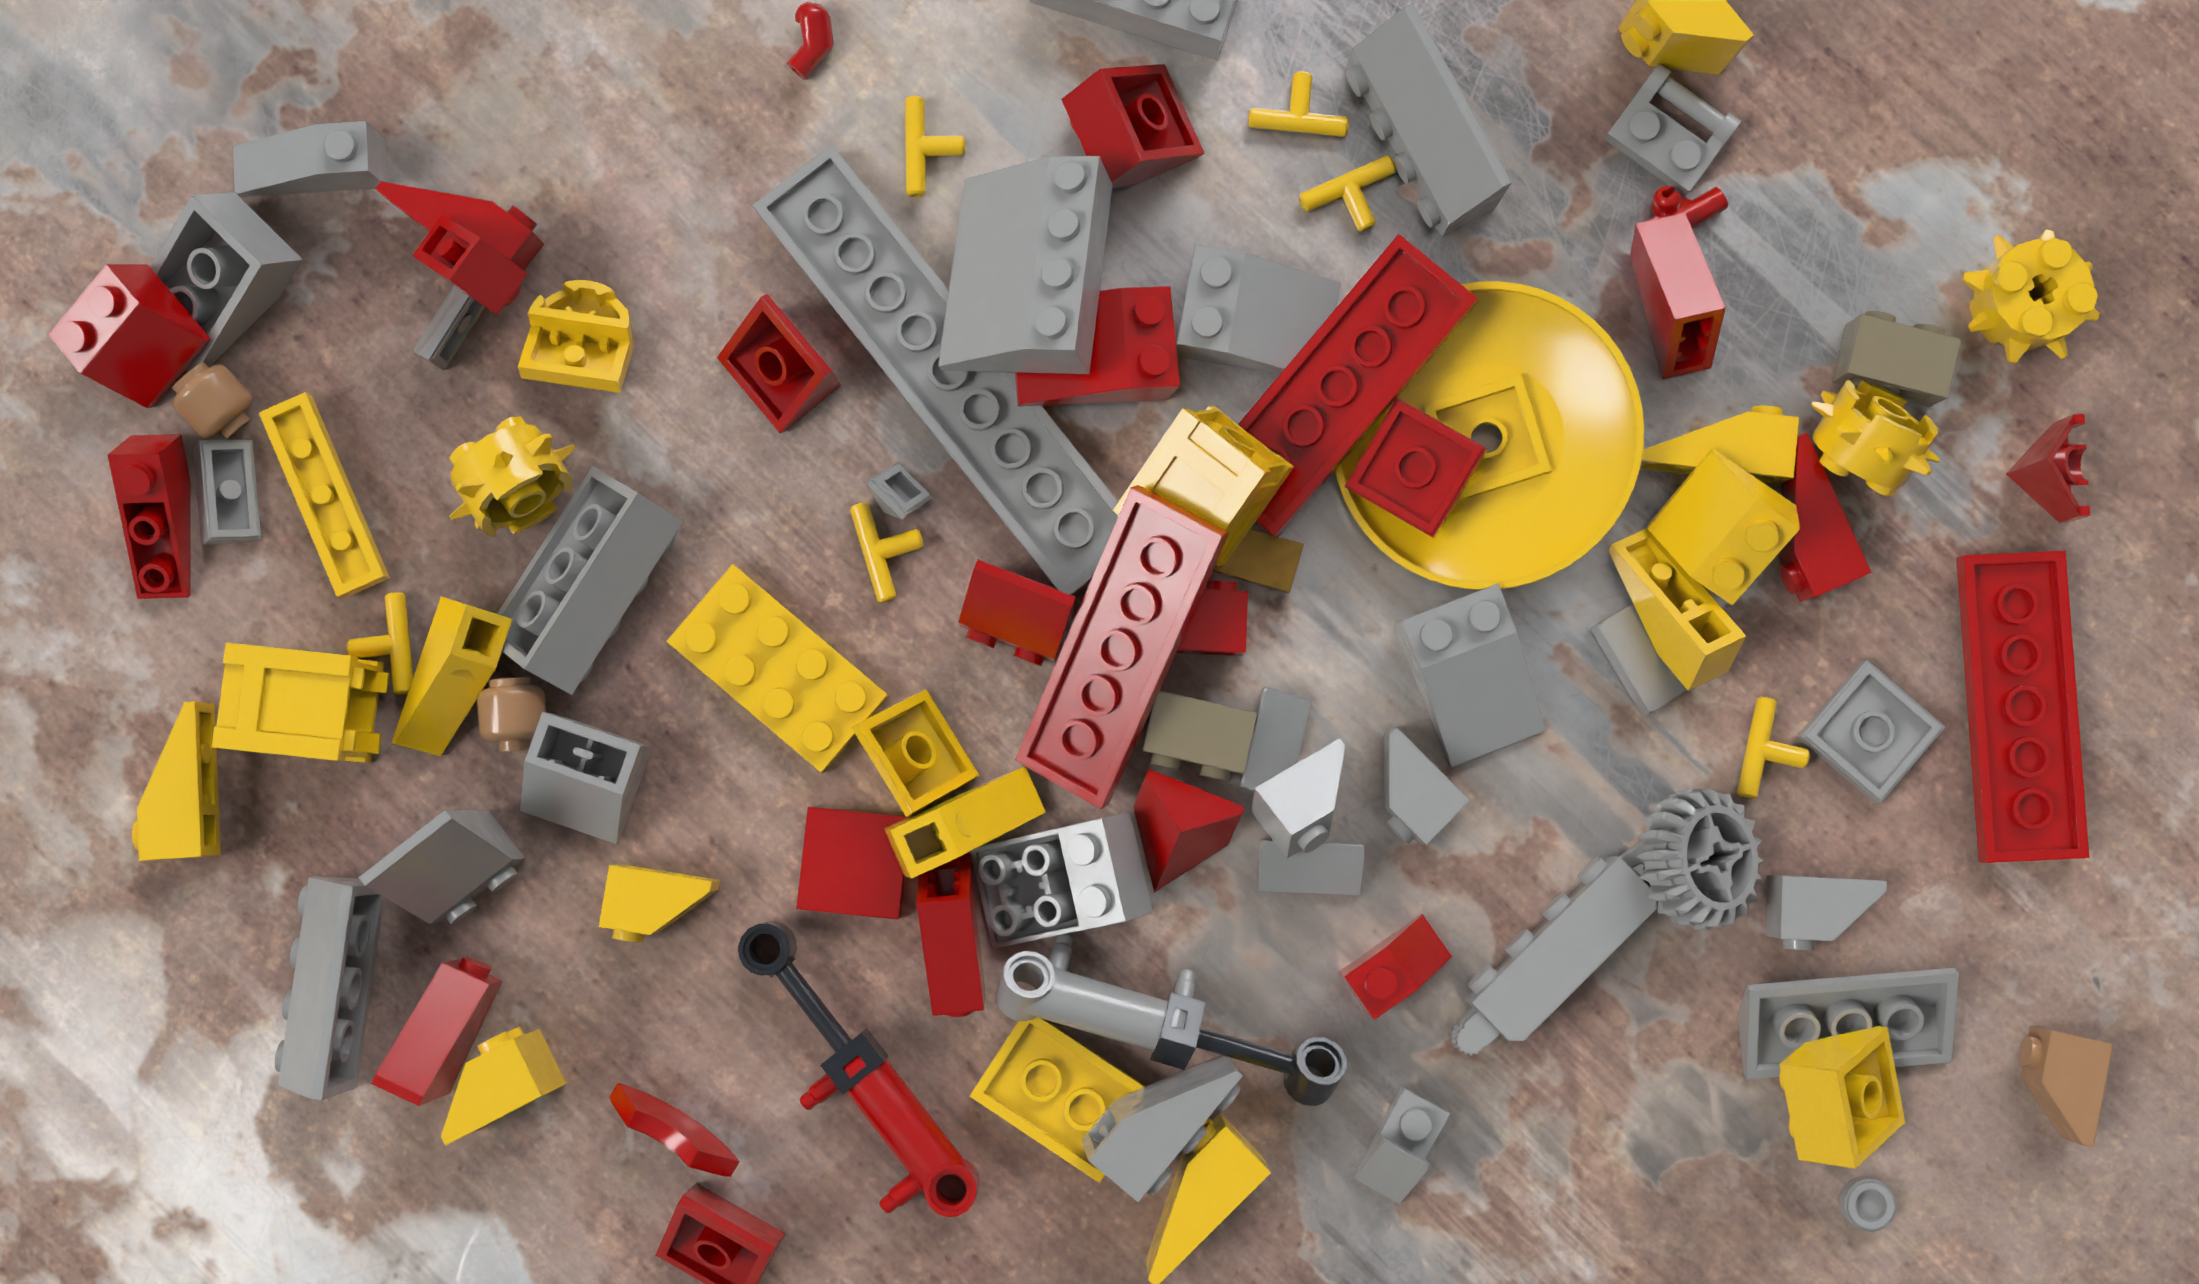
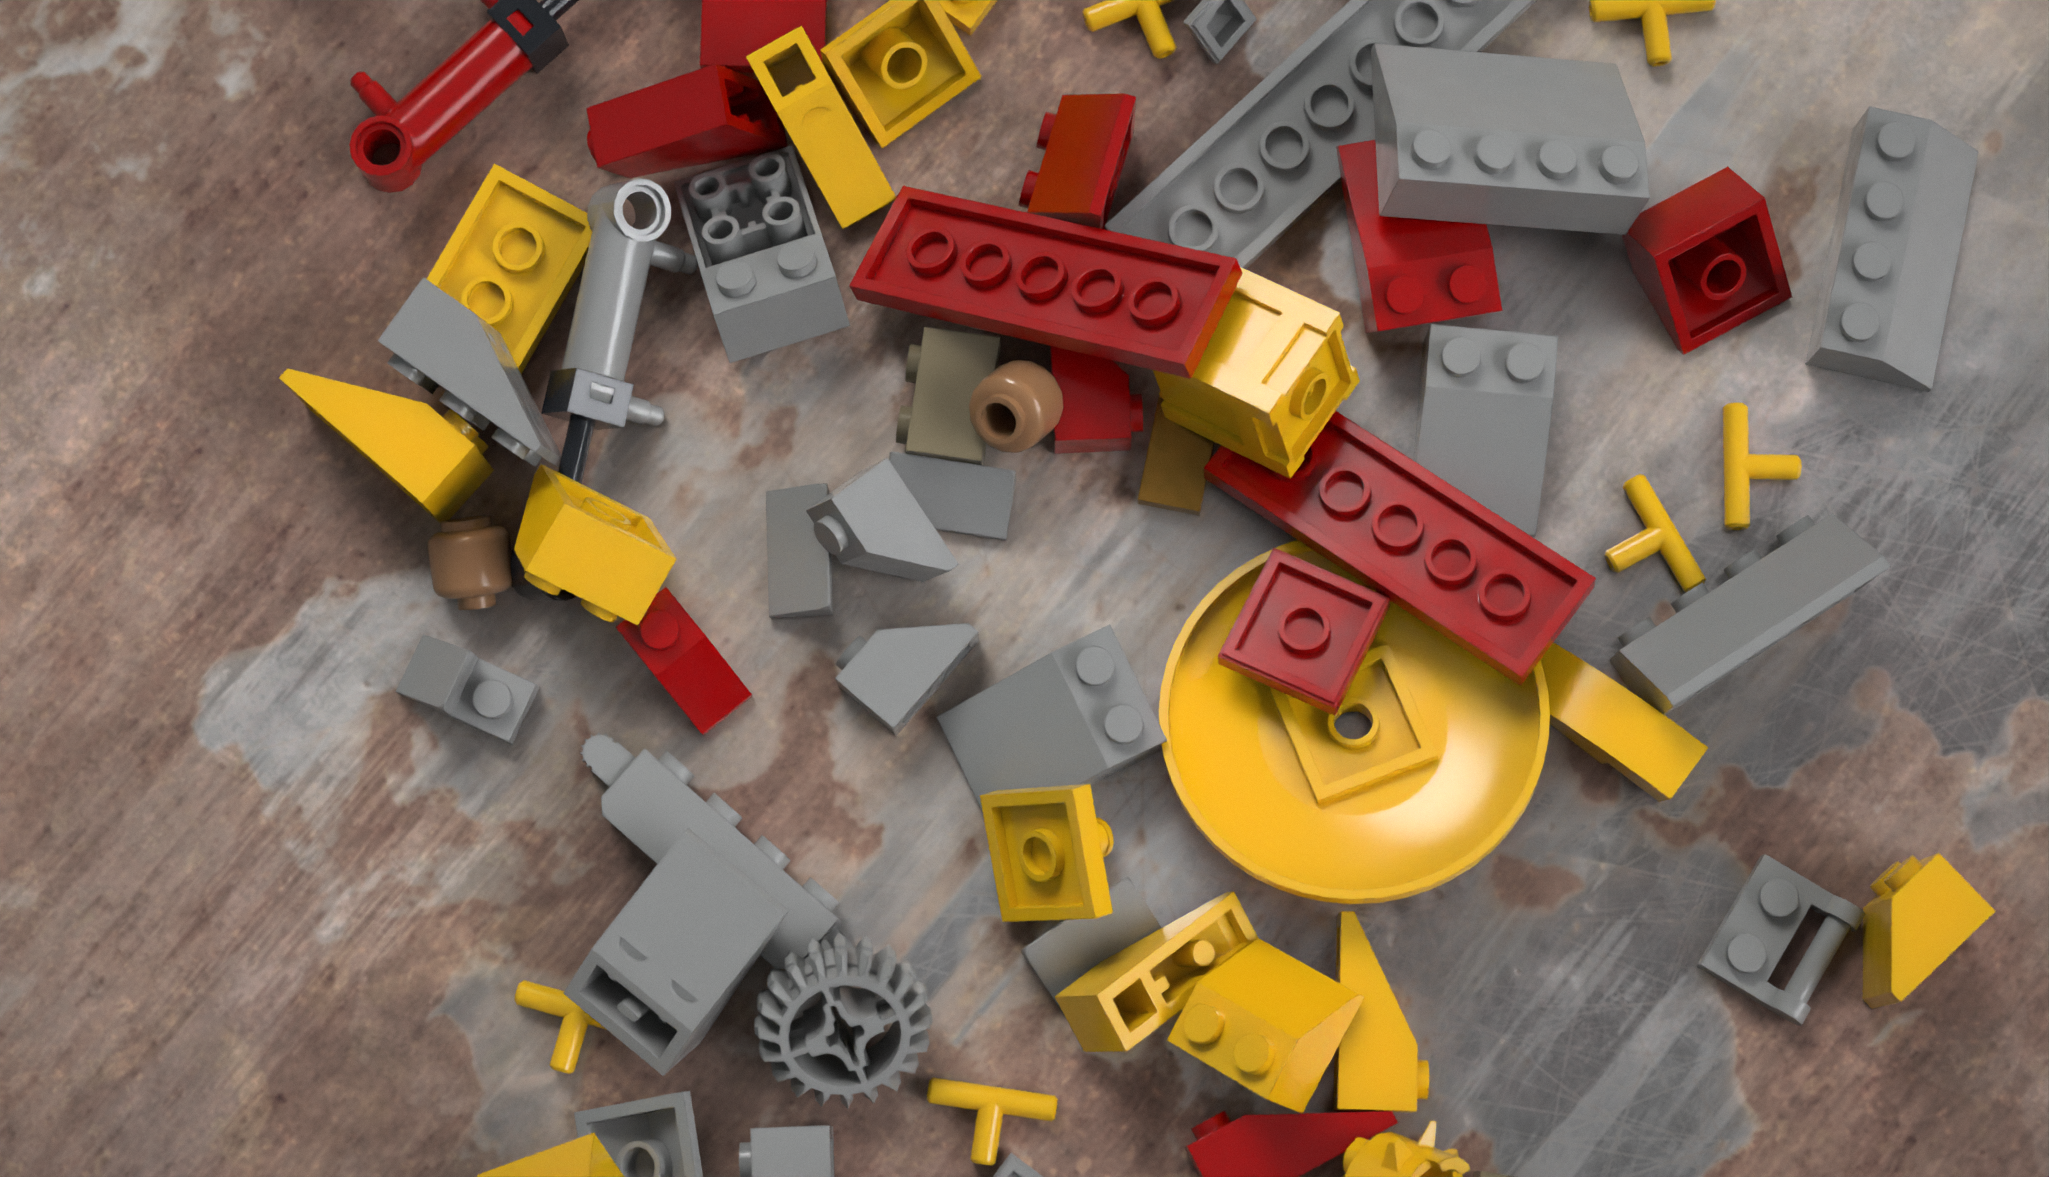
camera: 85 degrees right, 5 degrees down
(1181, 825) = (837, 390): red slope -> none
(1219, 680) = (1016, 406): none -> medium nougat head
(1301, 1136) = (470, 561): none -> medium nougat head
(1311, 1034) = (591, 548): none -> yellow slope
(1507, 229) = (1618, 725): none -> yellow slope
(1579, 686) = (1048, 853): none -> yellow tile
(1643, 988) = (676, 953): none -> light grey slope
(1668, 203) = (1674, 961): red arm -> none
(1670, 1072) = (572, 1027): none -> yellow piece
(1676, 295) = (1561, 949): red slope -> none

